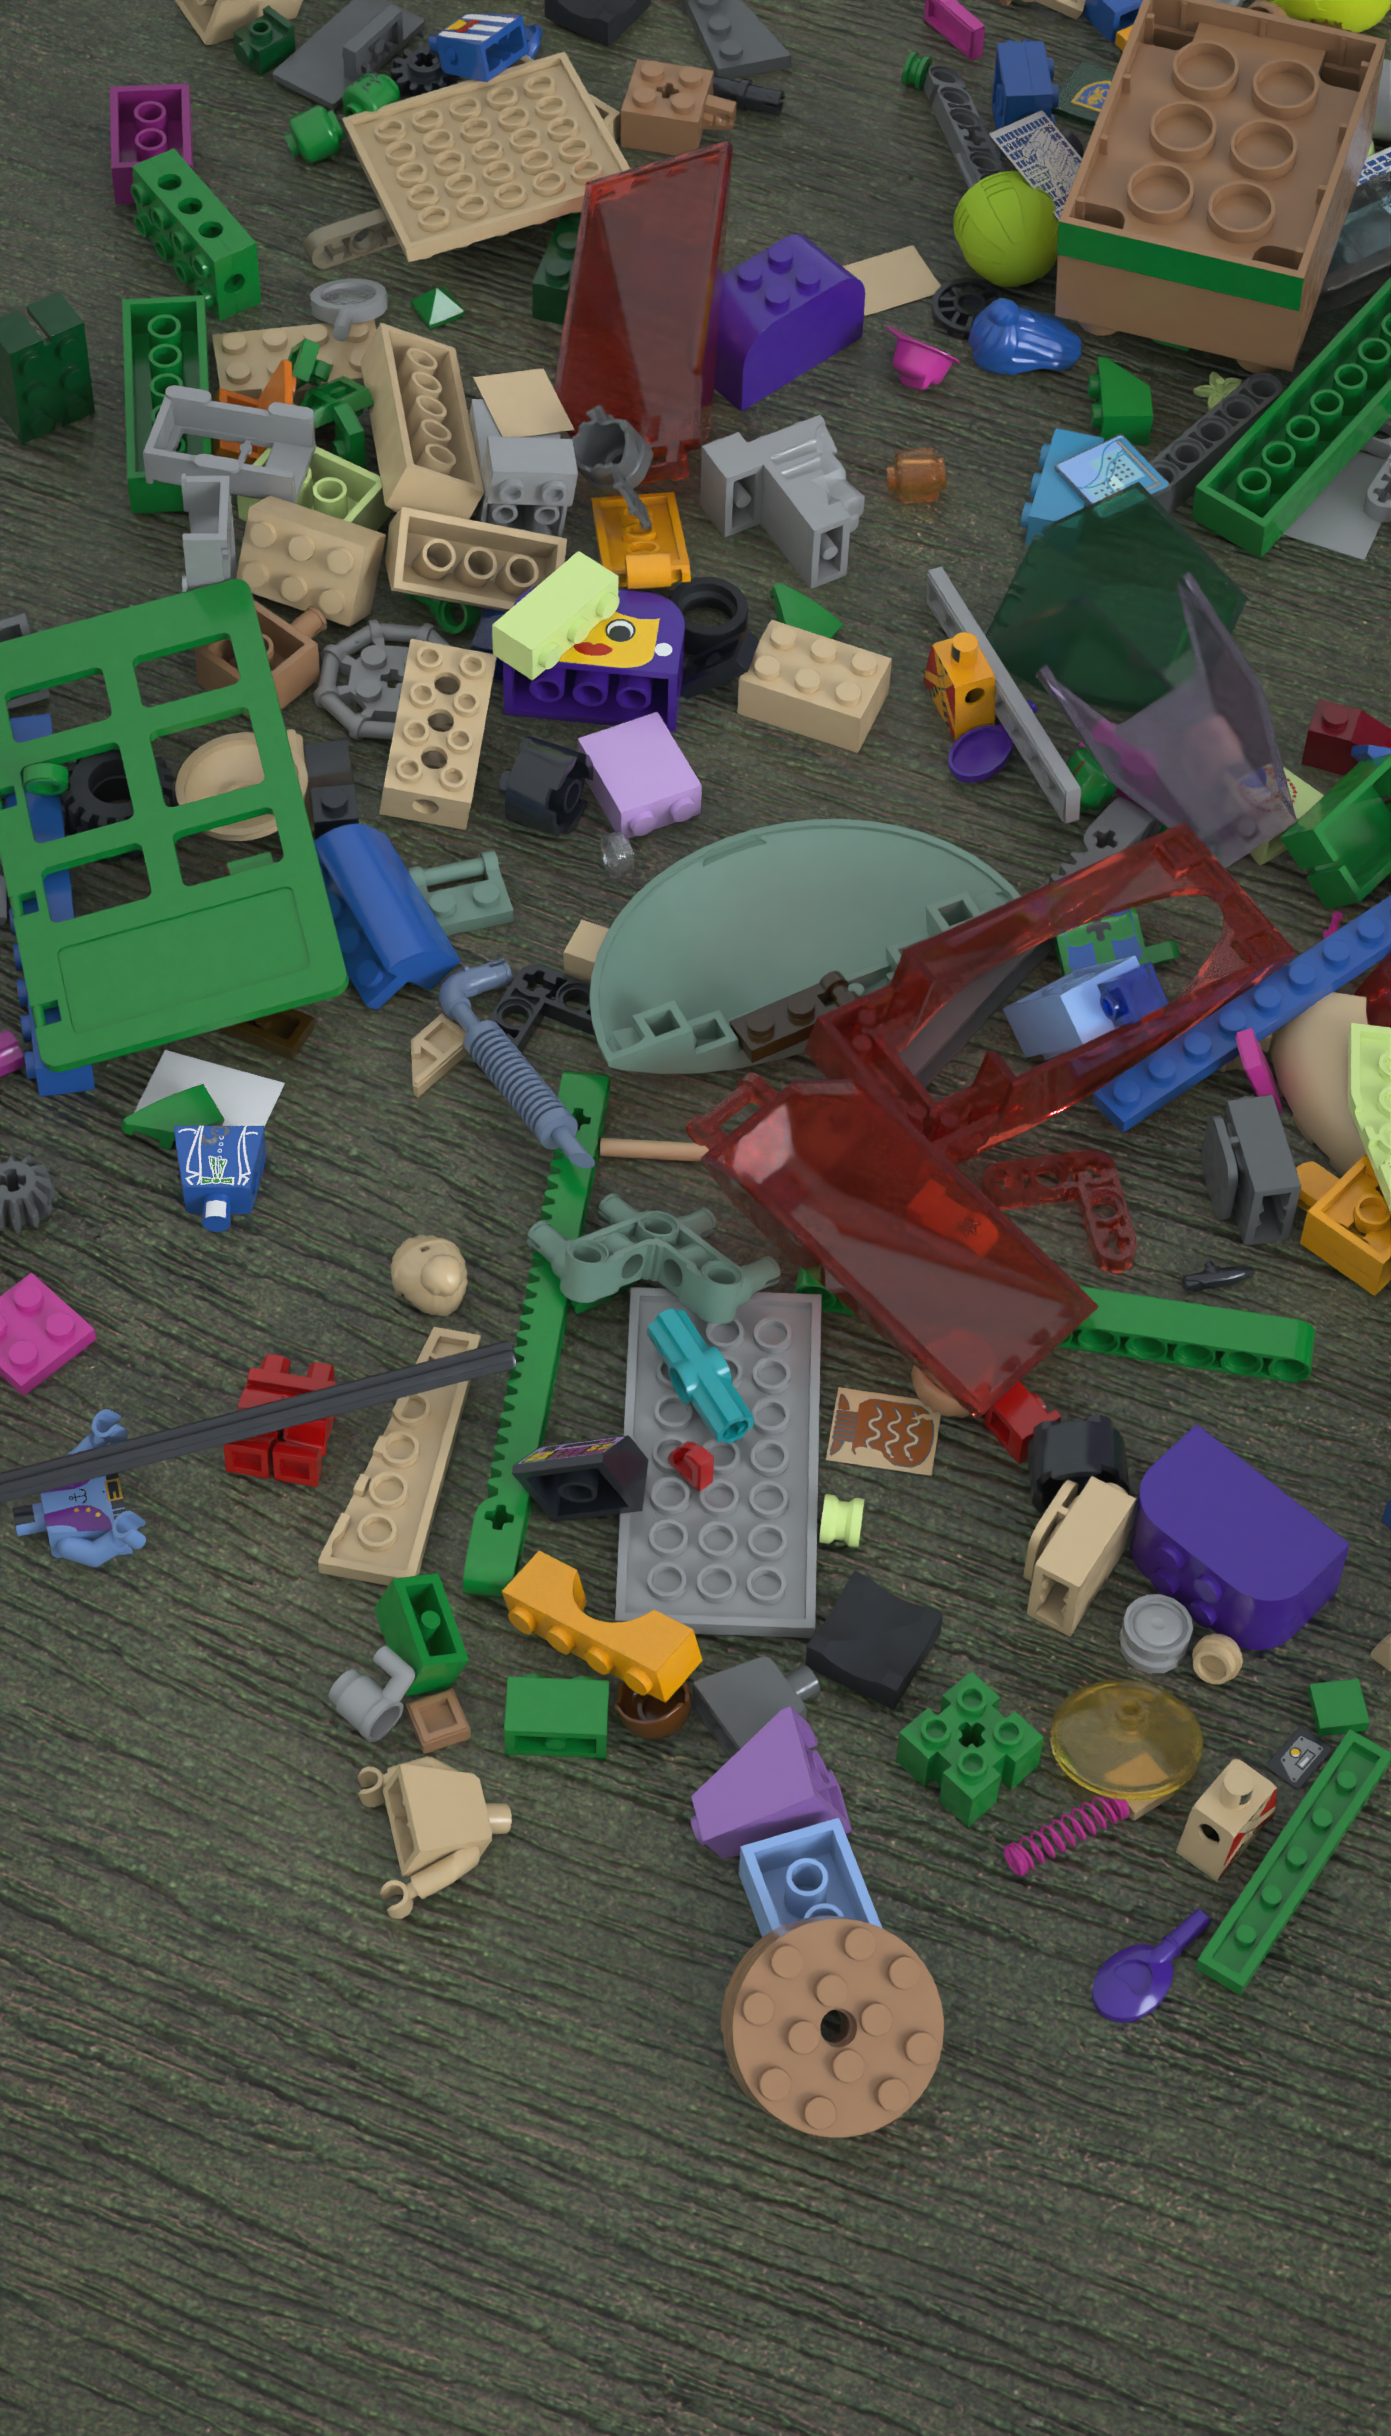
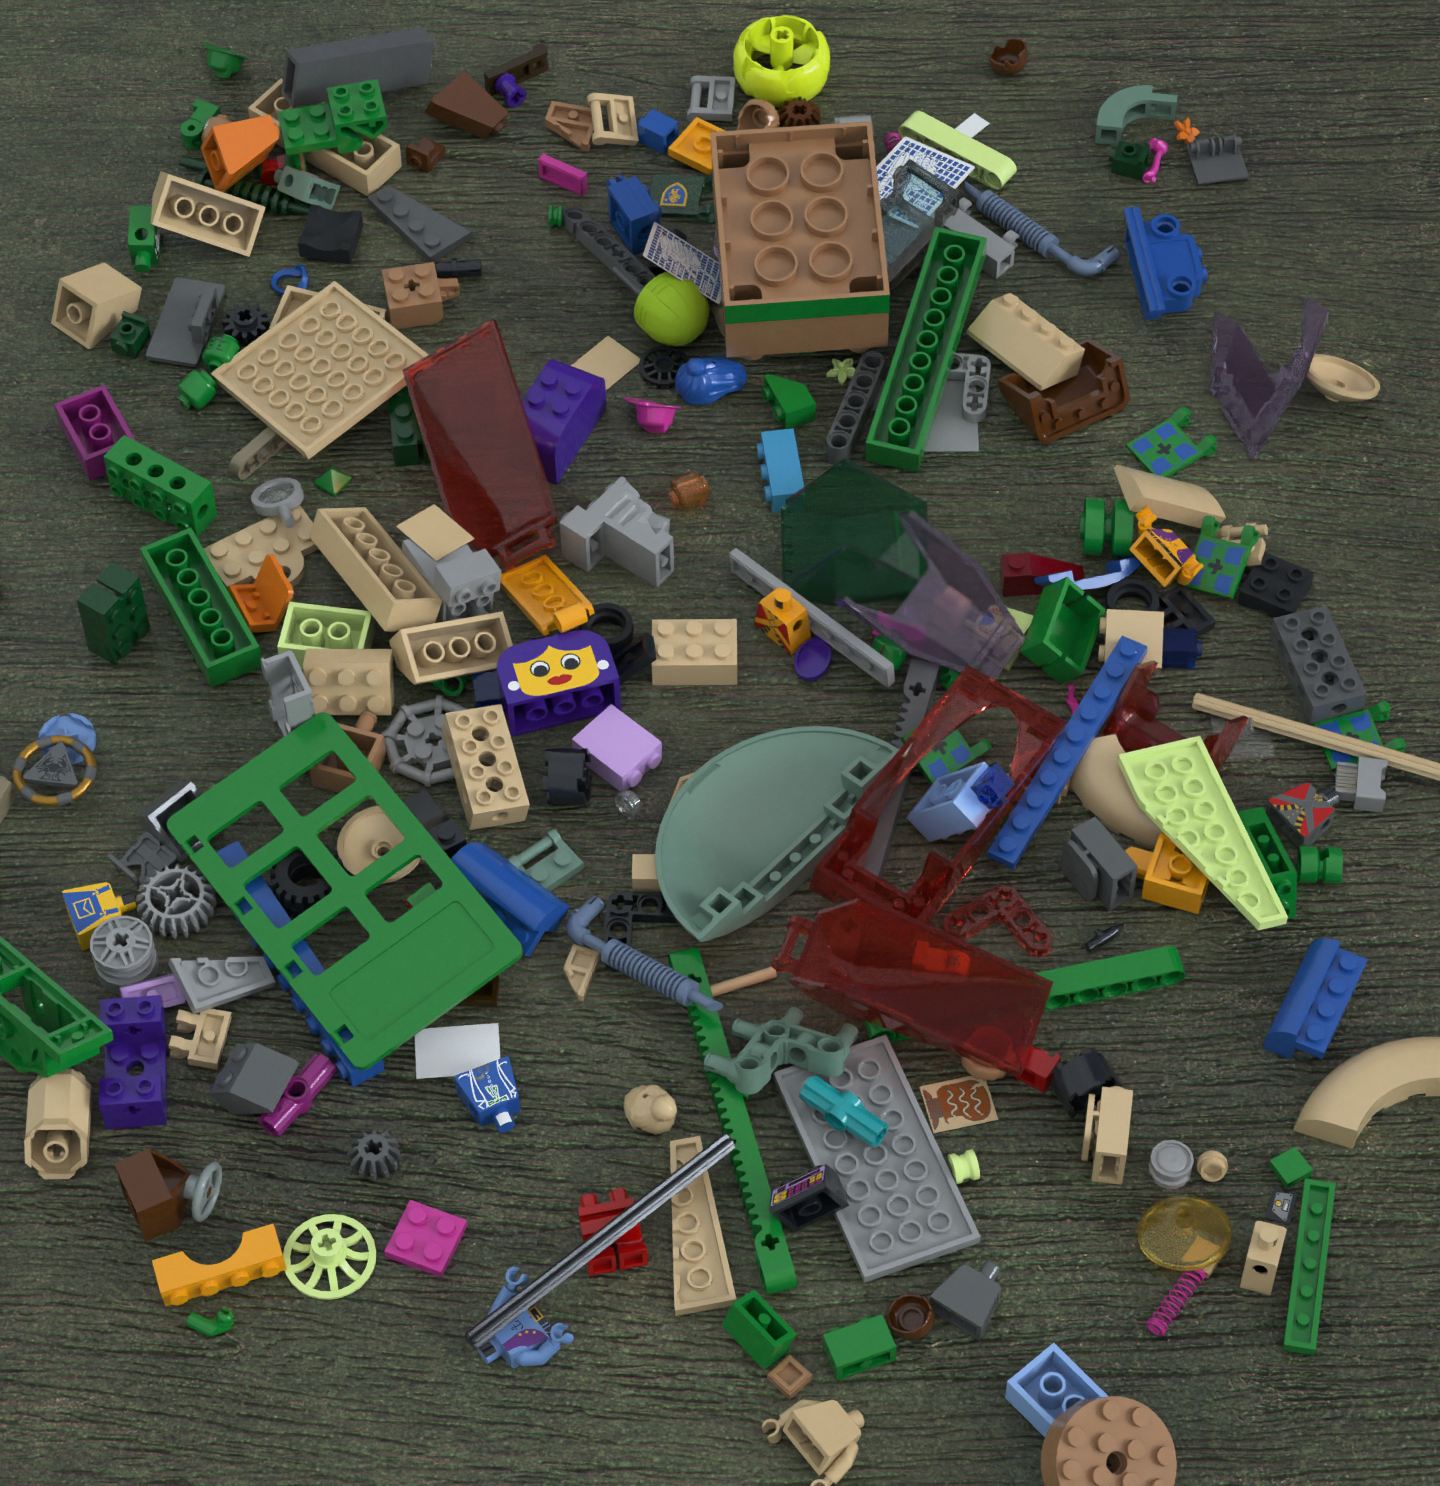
camera: 20 degrees left, 0 degrees up
(45, 779) = (264, 885): green tile -> none
(183, 1108) = (442, 1072): green slope -> none
(282, 427) = (294, 601): light grey piece -> none
(306, 366) = (276, 546): green tile -> none
(335, 393) = (308, 570): green wing -> none
(349, 436) = (332, 591): green plate -> none
(366, 1703) = (748, 1383): light grey piece -> none
(480, 45) = (277, 295): blue torso -> none
(555, 615) = (531, 667): yellowish green brick -> none
(613, 458) = (510, 548): dark grey helmet -> none
(646, 1652) = (898, 1289): light orange arch -> none
(693, 1464) = (865, 1166): red tile -> none
(768, 1789) = (1002, 1344): medium lavender slope -> none
(790, 1018) = (791, 869): dark brown plate -> none
(802, 612) = (662, 607): green slope -> none
(873, 1641) = (1017, 1231): black brick -> none
(969, 1749) = (1101, 1273): green brick -> none
(1110, 469) = (810, 452): piece -> none
(1141, 1975) = (1254, 1365): dark purple piece -> none
(1232, 1544) = (1192, 1095): dark purple brick -> none
(1256, 1066) = (1073, 801): dark pink tile -> none

